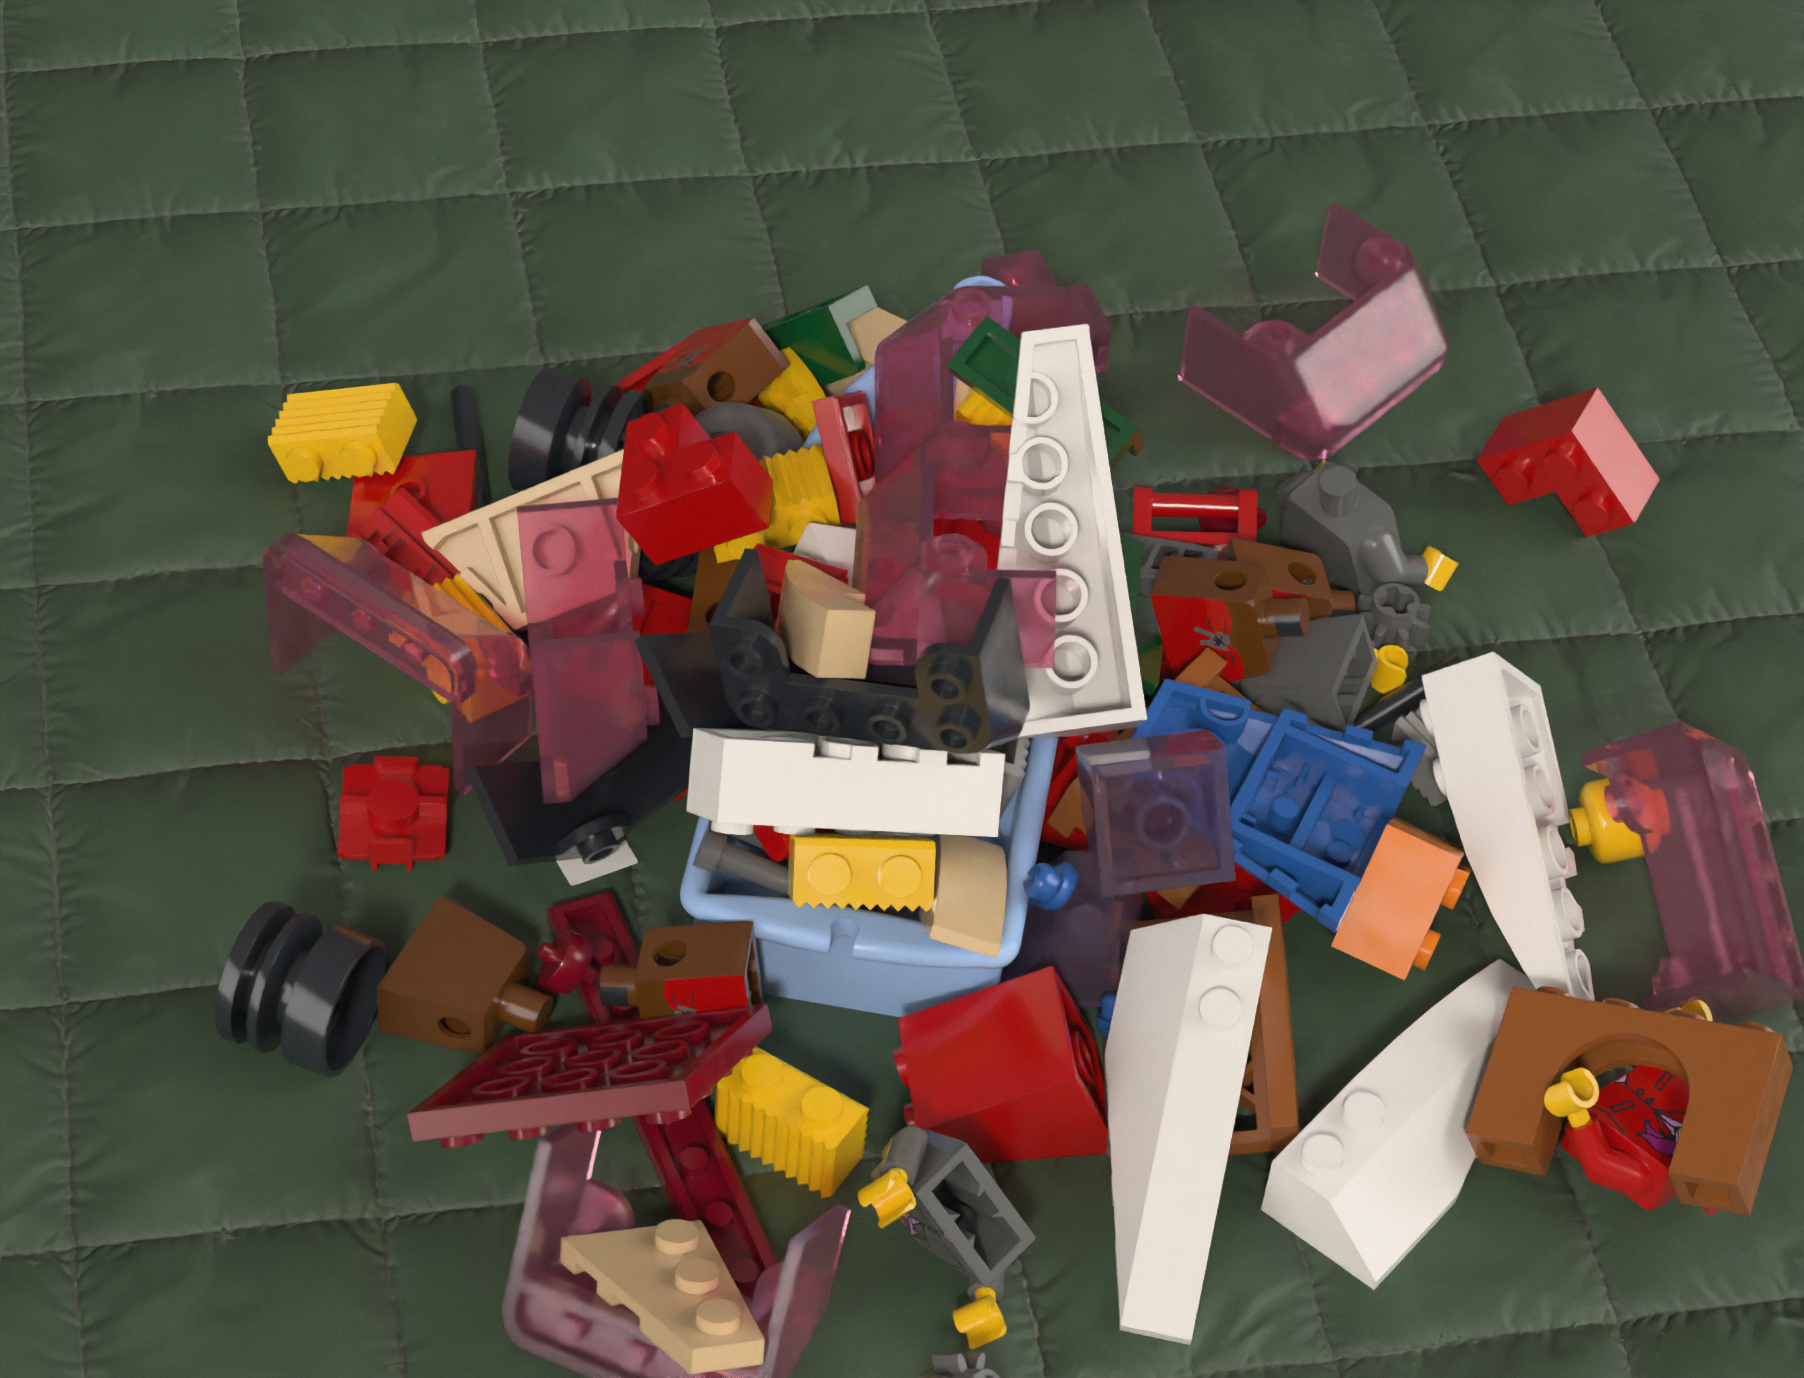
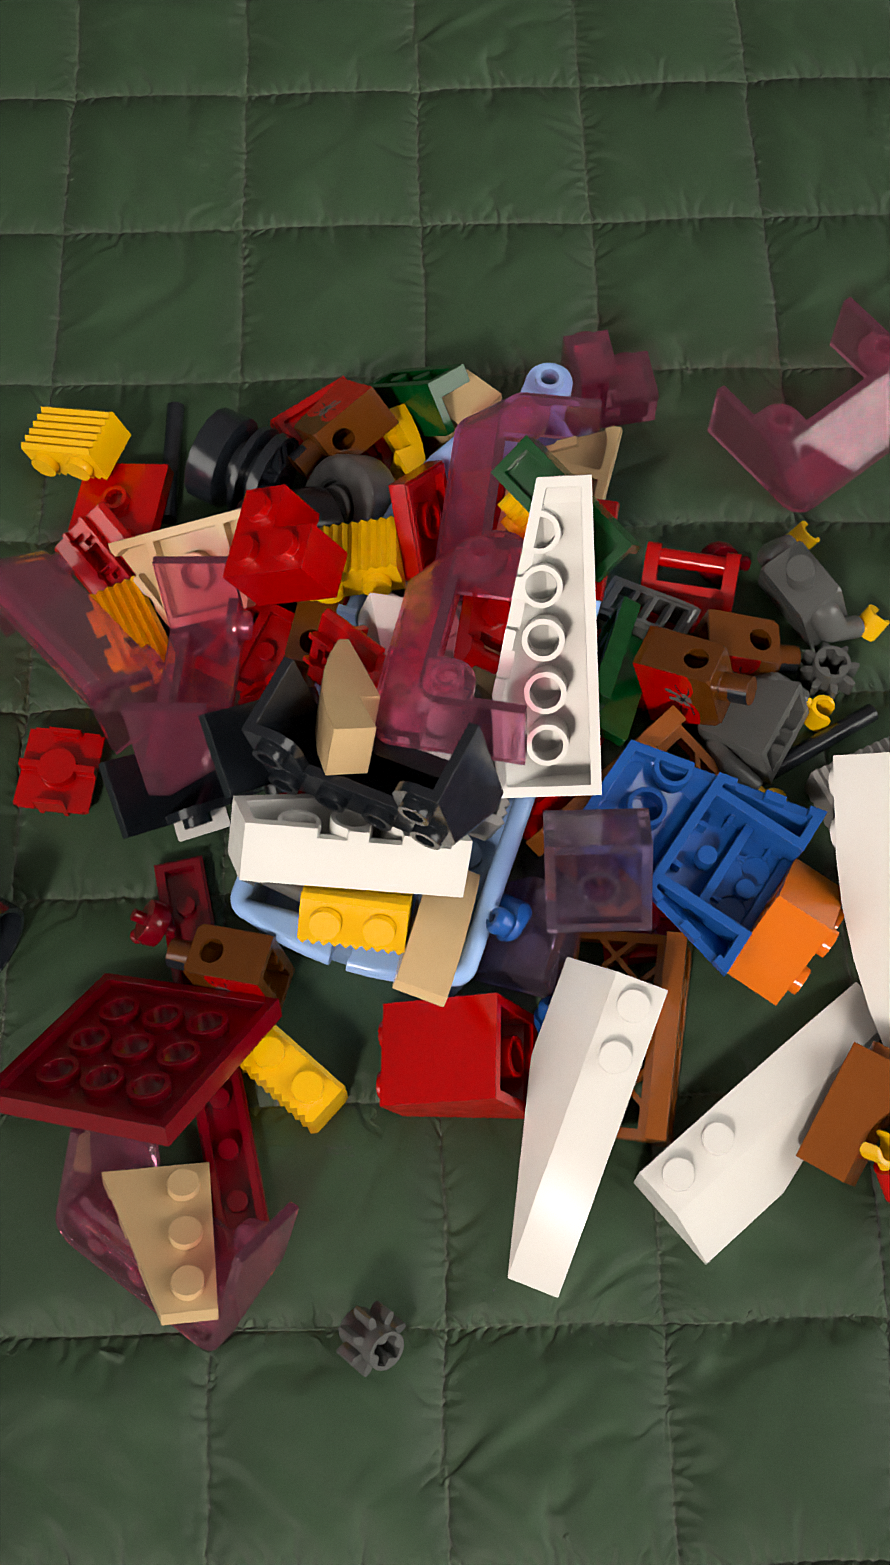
camera: 15 degrees right, 20 degrees up
(460, 983) = (77, 928): reddish brown torso -> none
(955, 1214) = (389, 1184): dark grey torso -> none

